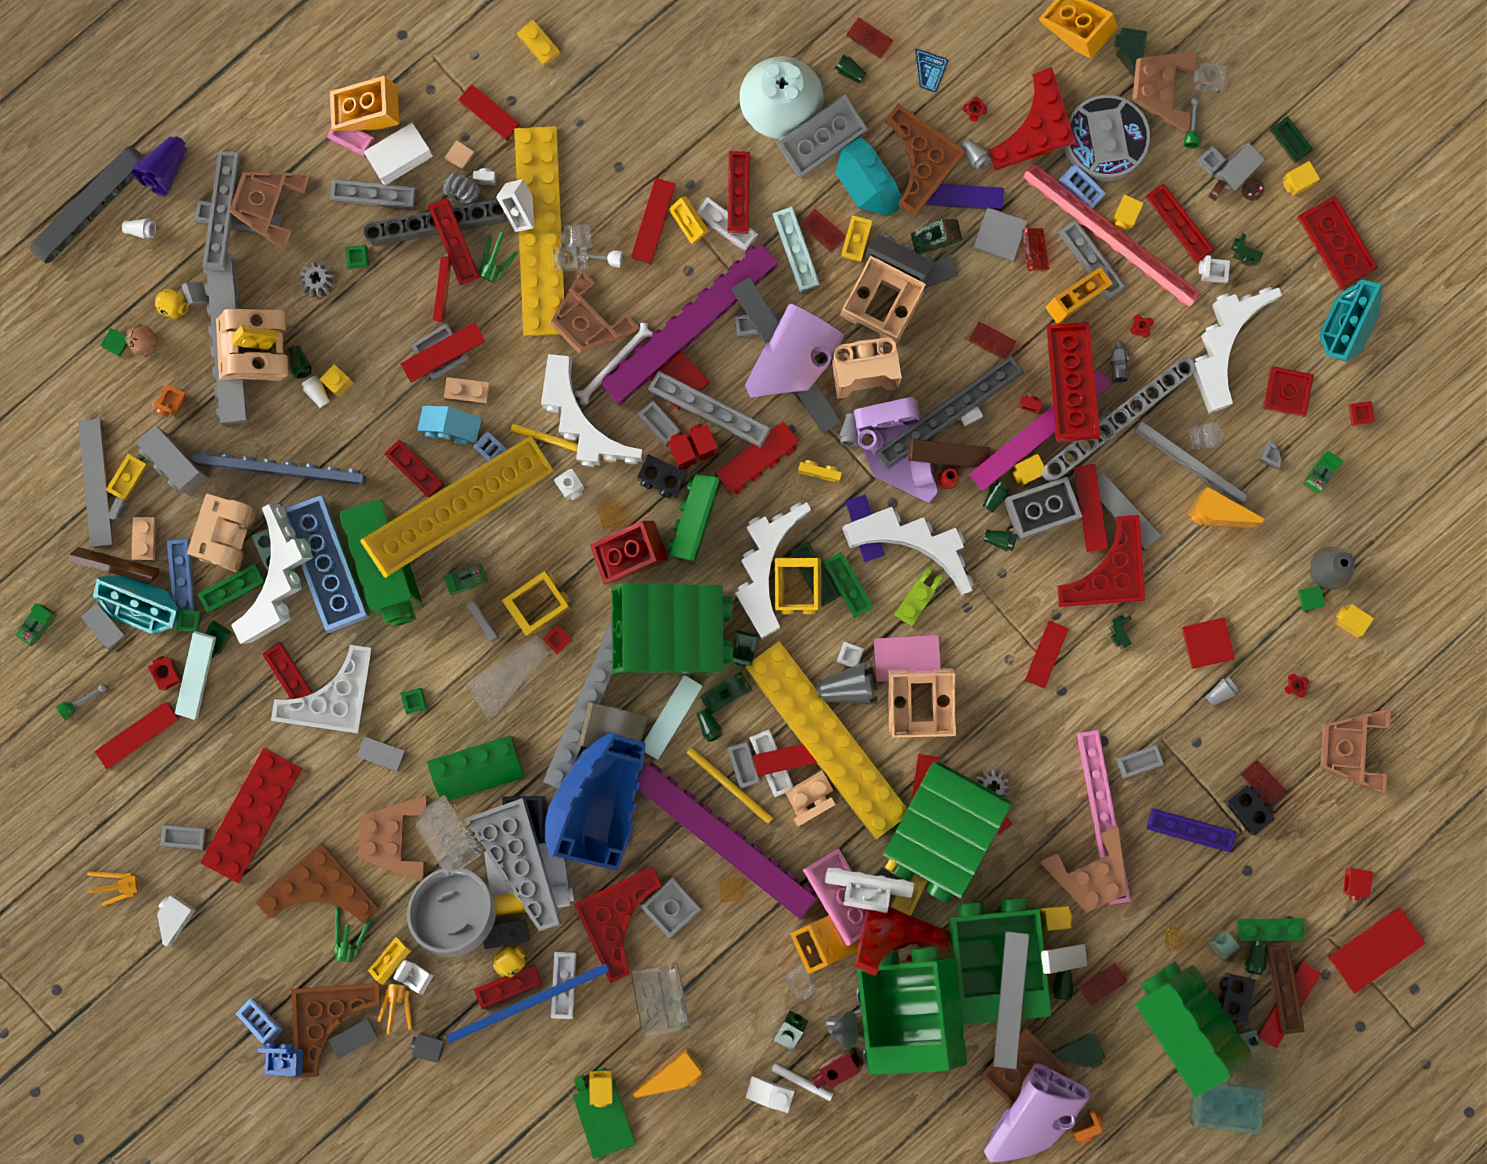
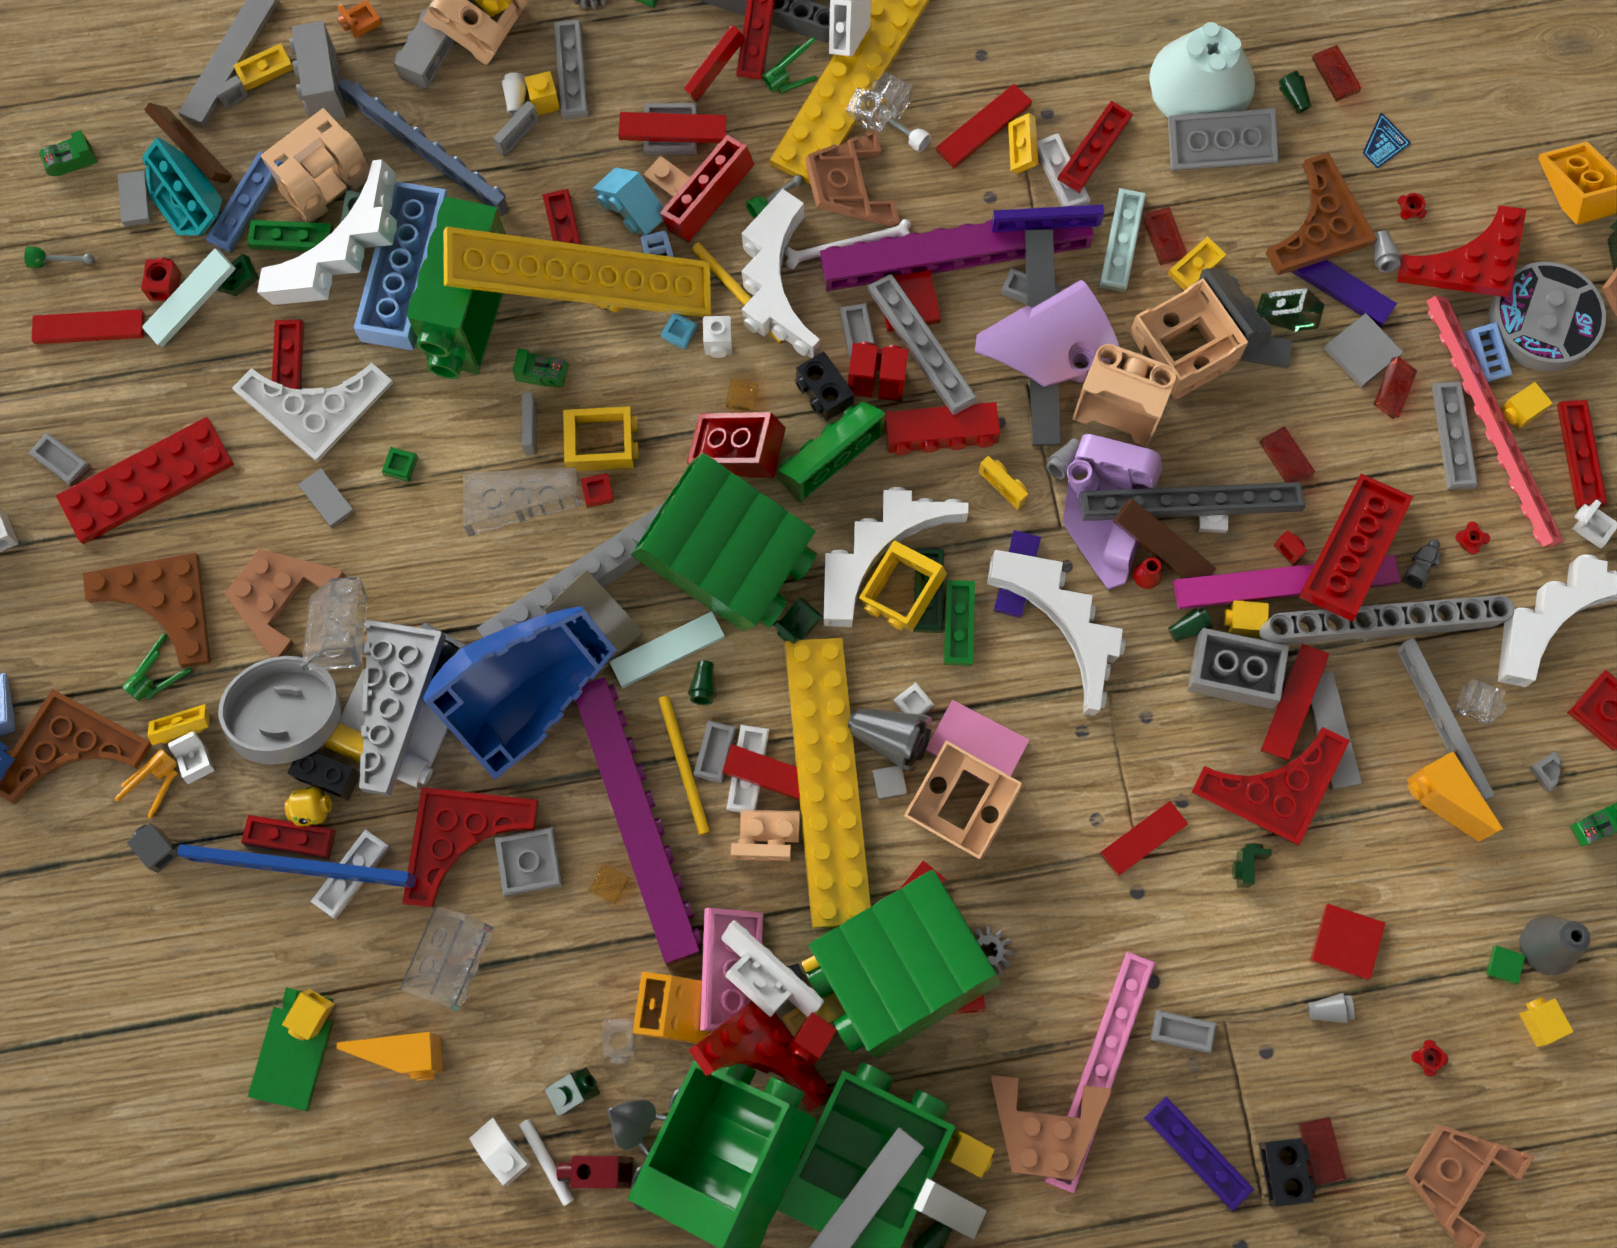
camera: 30 degrees right, 10 degrees down
(143, 539) = (237, 137): light nougat plate -> none
(188, 620) = (223, 240): green tile -> none
(299, 364) = (516, 56): dark green cone -> none
(335, 417) = (515, 128): none -> light grey tile
(342, 348) = (571, 69): none -> light grey tile
(353, 1038) = (81, 787): dark grey tile -> none
(476, 768) = (416, 573): green slope -> none
(496, 383) = (707, 188): none -> red brick
(537, 373) = (758, 203): none -> hinge
(539, 495) = (679, 331): none -> medium azure tile
(726, 693) = (746, 658): clear green slope -> none
(741, 271) = (1047, 218): none -> dark purple tile
(866, 716) = (889, 782): none -> light grey tile
(867, 178) = (1247, 211): teal wedge -> none
(917, 599) = (1030, 686): lime hinge -> none
(919, 910) = (811, 1040): none -> red brick
(1002, 539) = (1170, 678): dark green cone -> none
(1078, 295) = (1416, 460): light orange slope -> none

